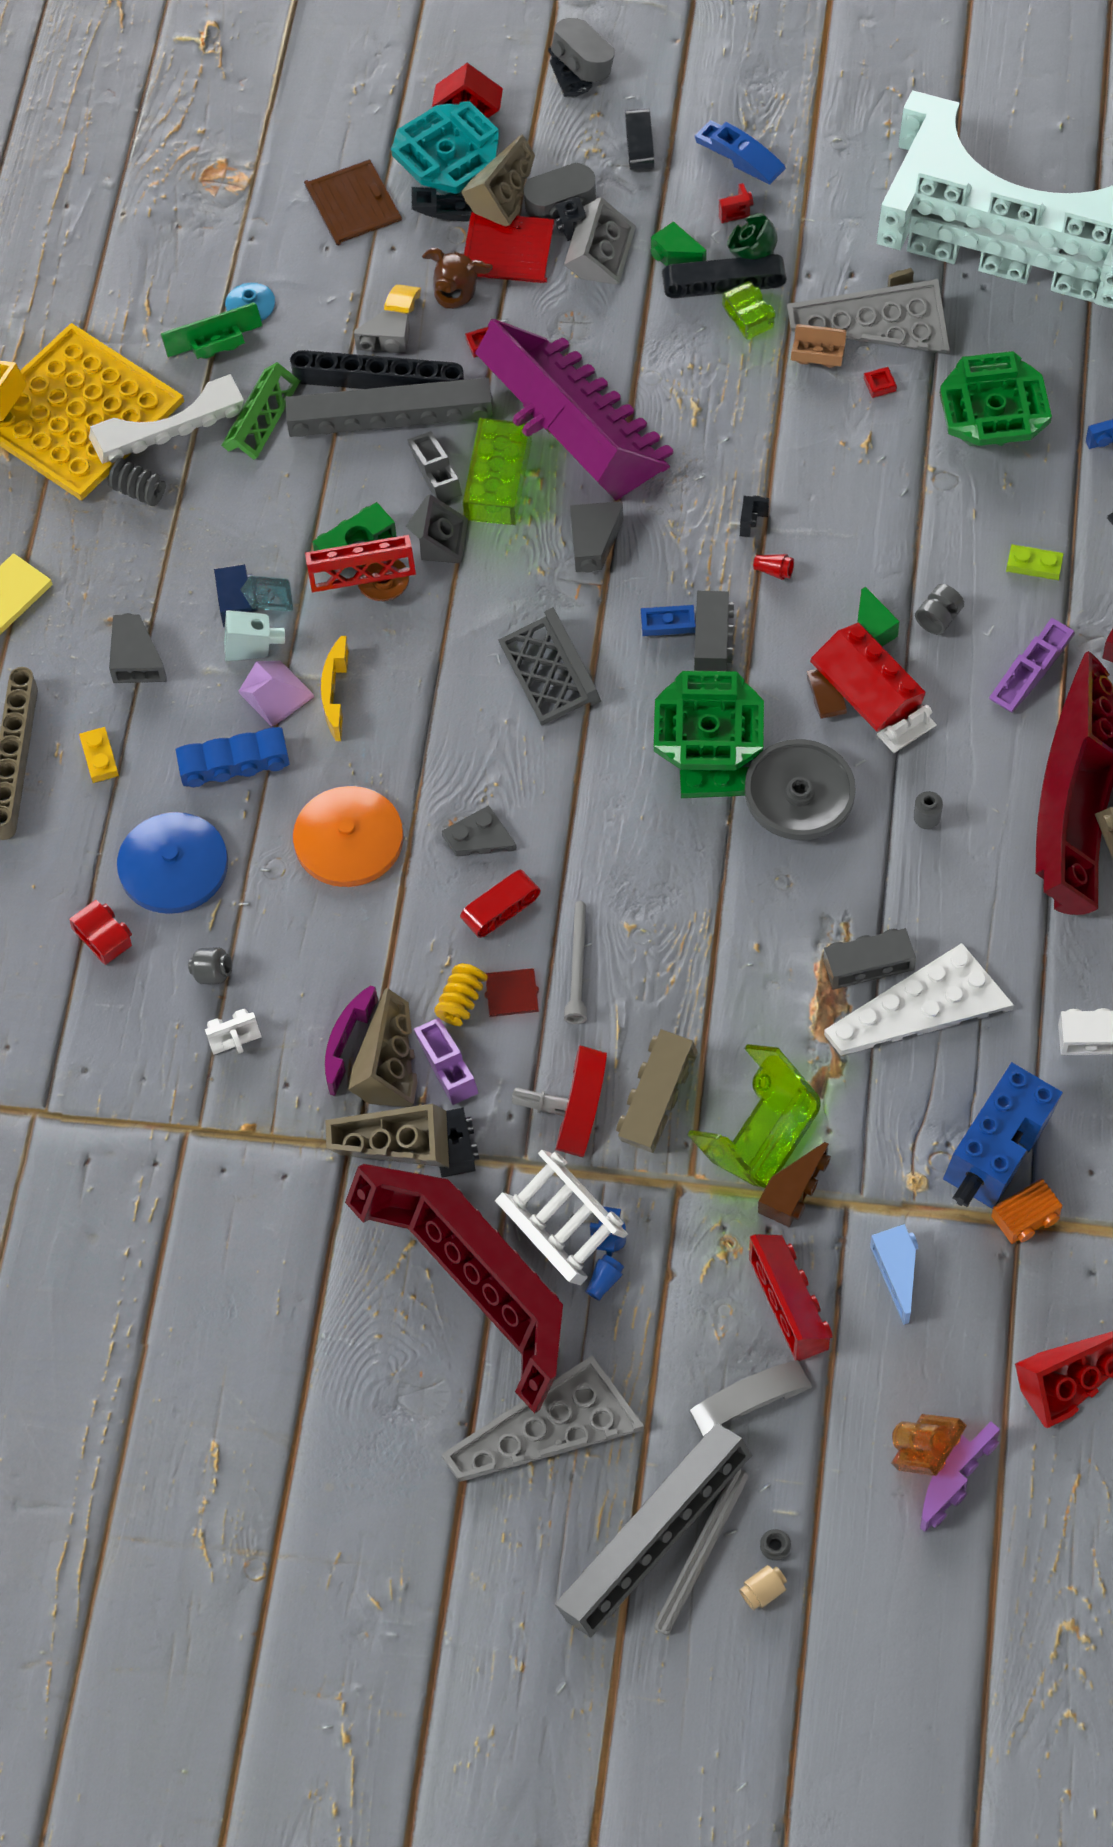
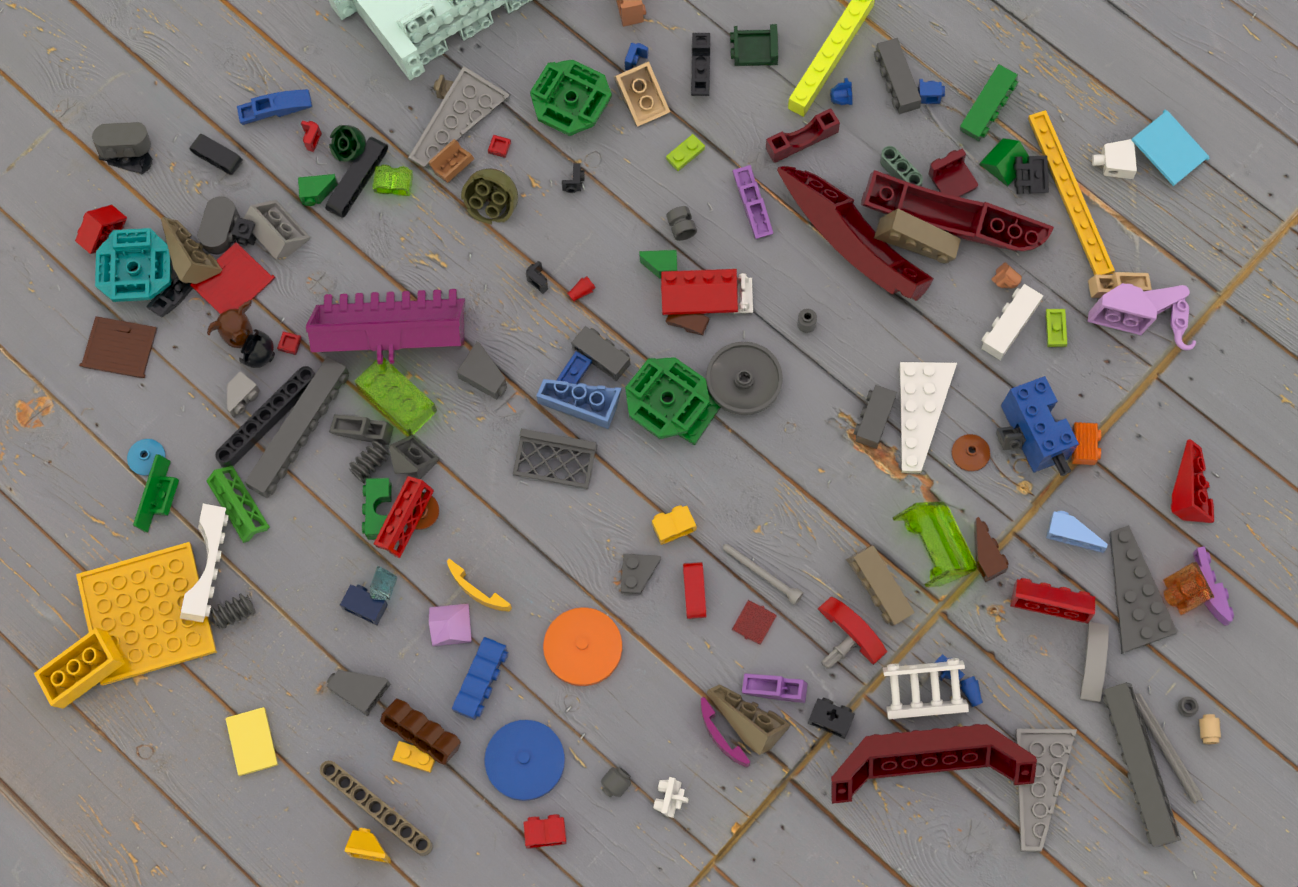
camera: 55 degrees left, 10 degrees up
(129, 737) = (420, 731): none -> reddish brown brick
(249, 635) = (403, 614): light aqua torso -> none
(395, 1135) = (817, 742): dark tan wedge -> none
(399, 494) = (368, 461): none -> dark grey piece
(402, 298) = (224, 366): yellow slope -> none
(445, 316) = (257, 350): none -> black cylinder
(460, 993) = (738, 651): yellow piece -> none
(563, 832) = (673, 524): none -> yellow brick
(639, 653) = (580, 400): none -> medium blue wedge
(817, 397) = (493, 187): none -> olive cylinder
(866, 1406) = (1138, 600): none -> dark grey wing
(903, 476) = (574, 185): none -> black bracket
(910, 1105) = (967, 460): none -> dark orange dish
(960, 1119) = (1010, 438): none -> dark grey bracket
(1067, 470) = (642, 94): none -> tan slope

